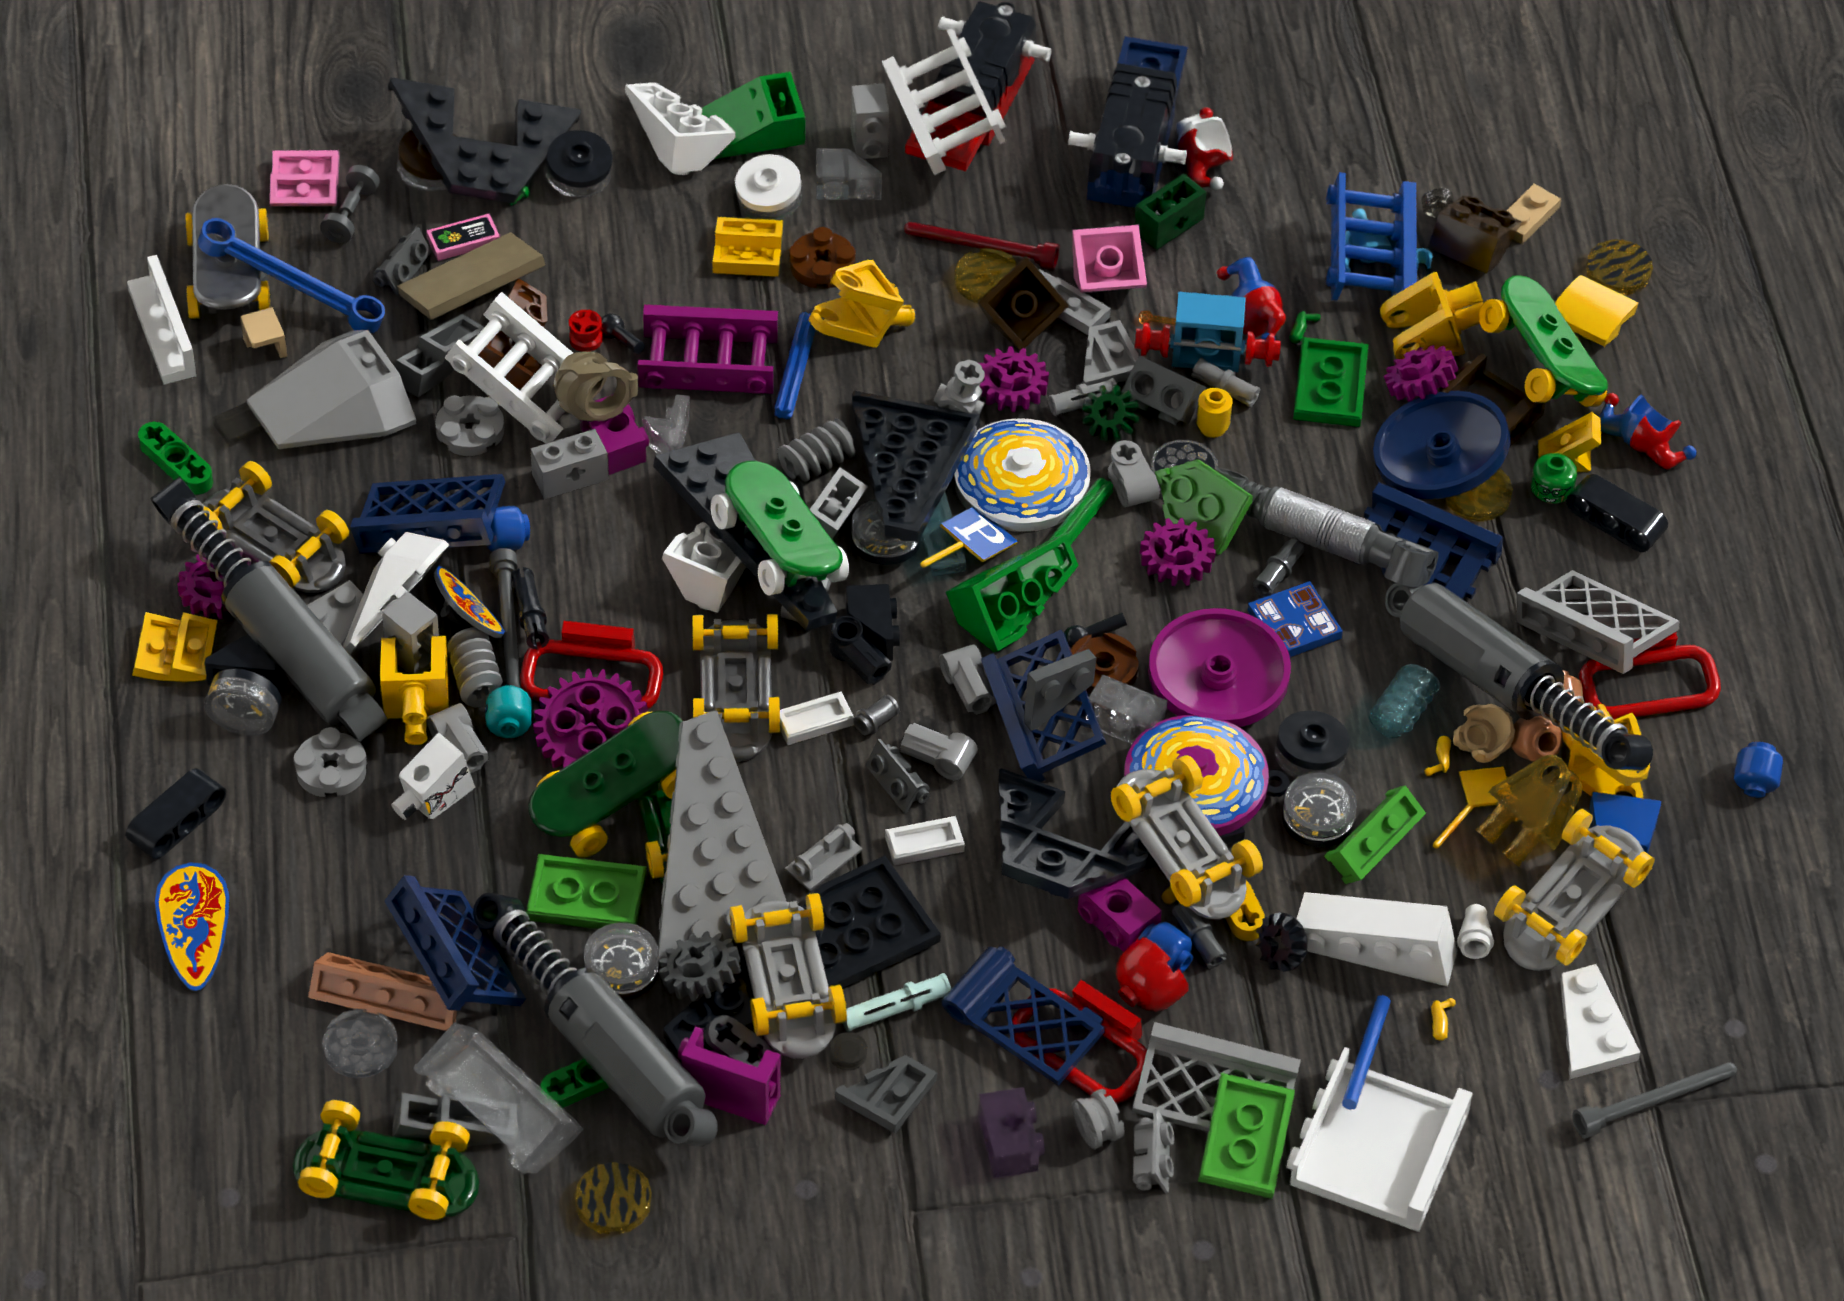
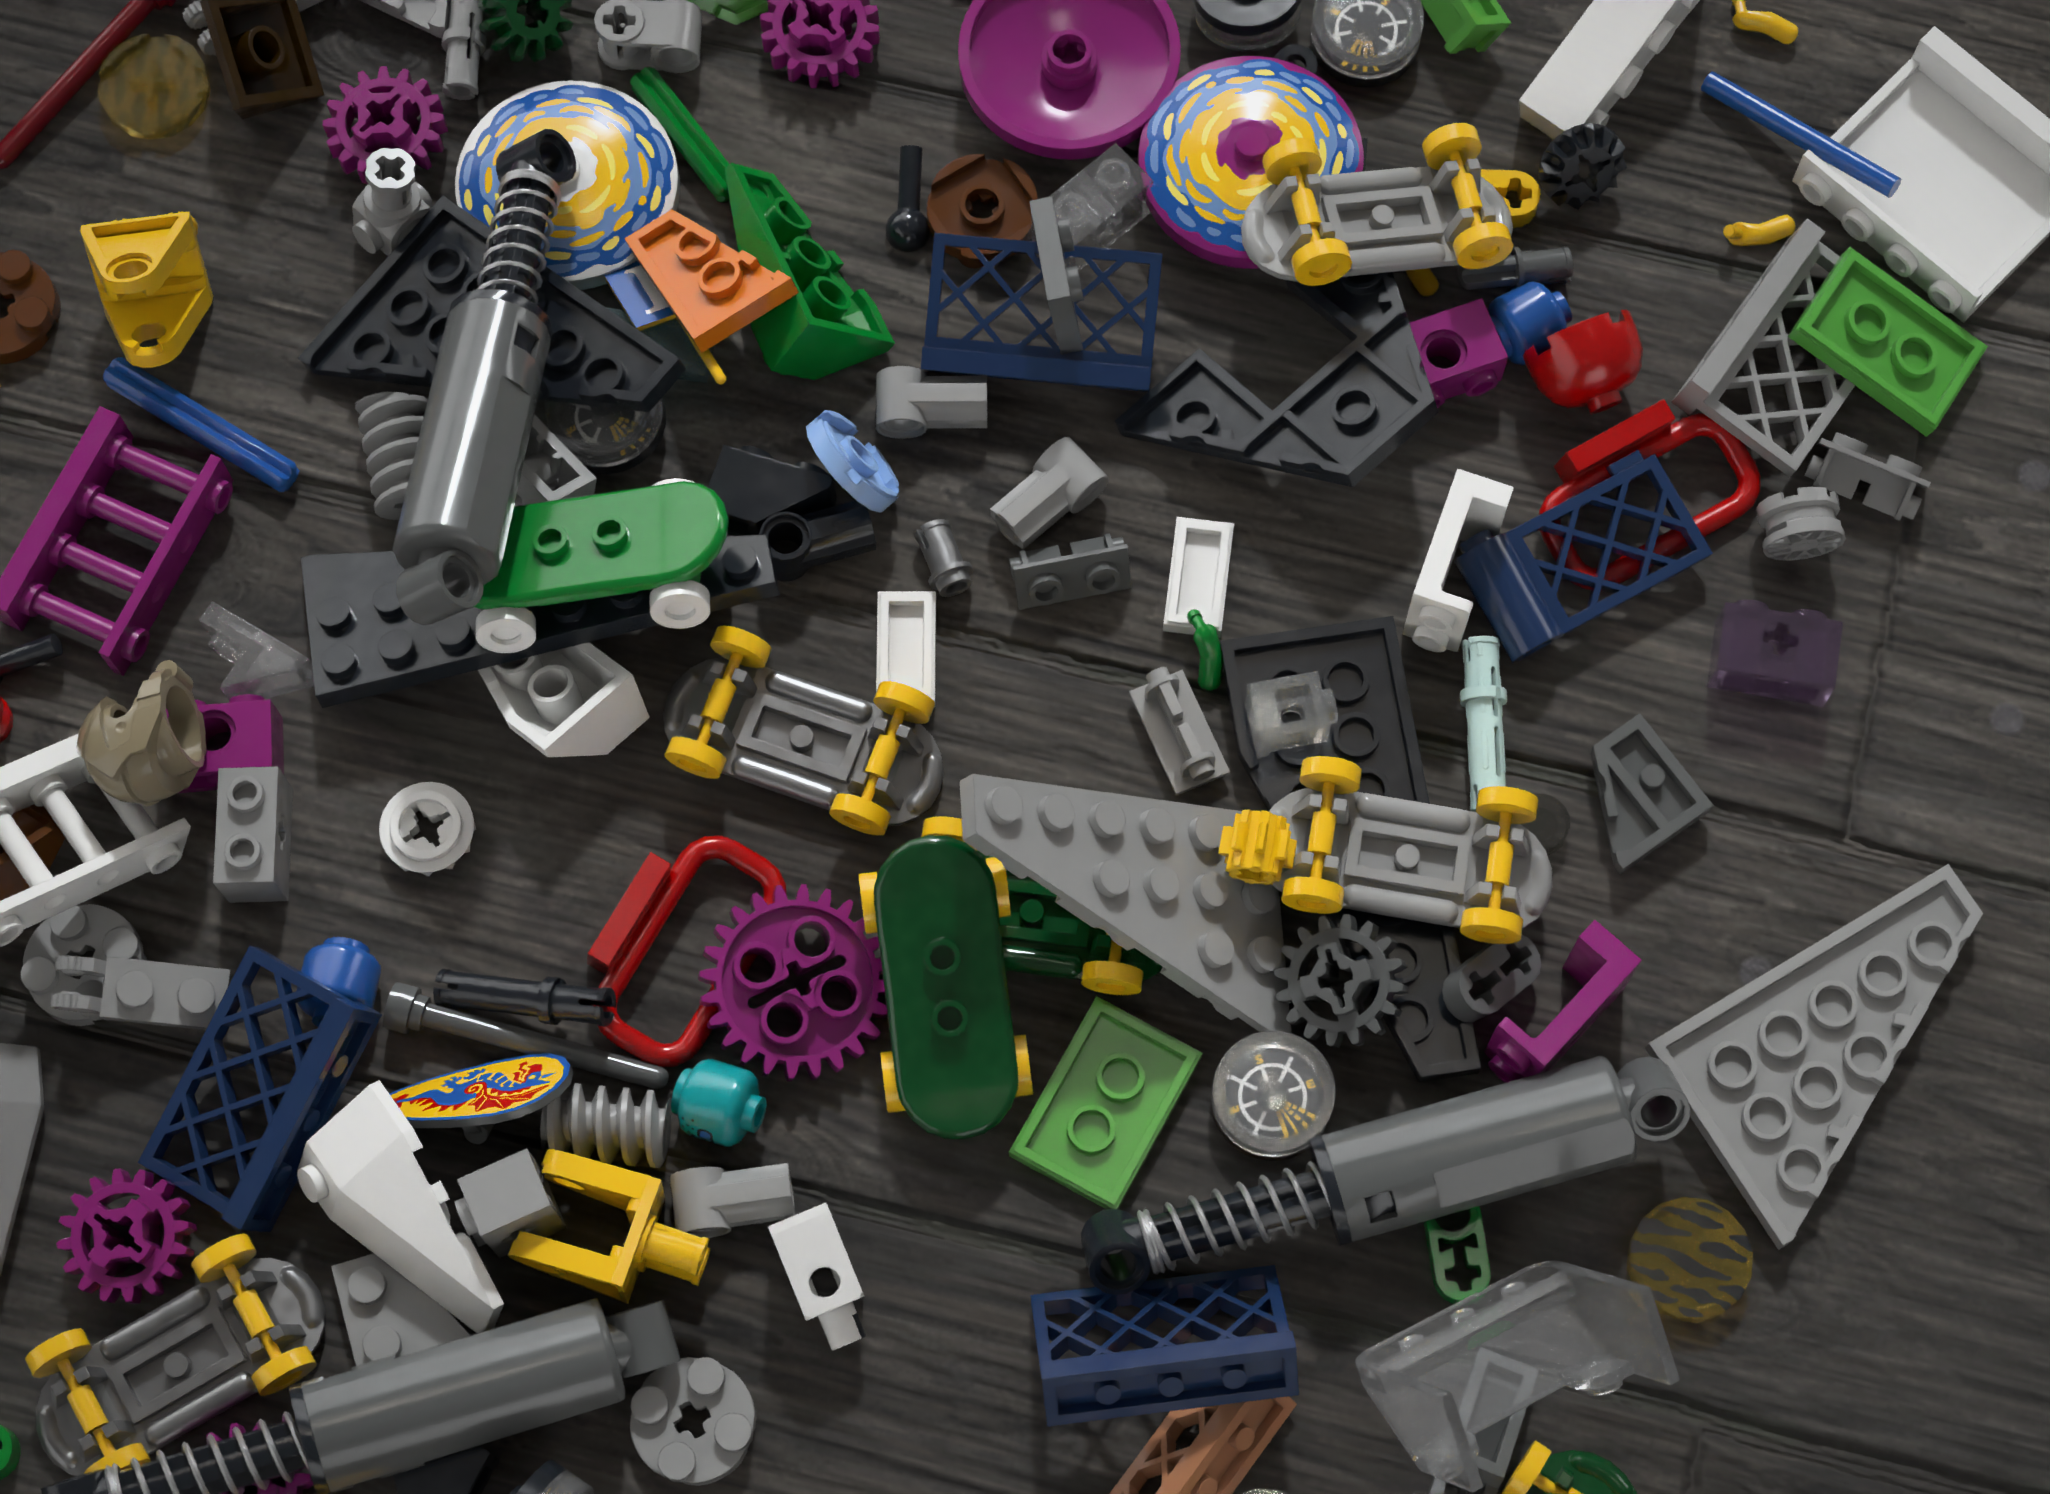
camera: 65 degrees left, 20 degrees up
(329, 487) = (144, 1219): none -> magenta gear
(461, 443) = (145, 991): none -> light grey hinge
(607, 529) = (437, 803): none -> white gear
(755, 889) = (1257, 847): none -> yellow gear
(766, 1217) = (1804, 1049): none -> light grey wing
(848, 446) = (482, 397): none -> dark grey piece
(849, 889) = (1297, 693): none -> clear brick
(880, 849) = (1210, 651): none -> green piece
(907, 645) = (853, 465): none -> light blue plate
(969, 933) = (1436, 617): none -> white panel
(981, 539) = (704, 280): none -> orange wing
(1289, 1049) = (1760, 234): none -> yellow piece

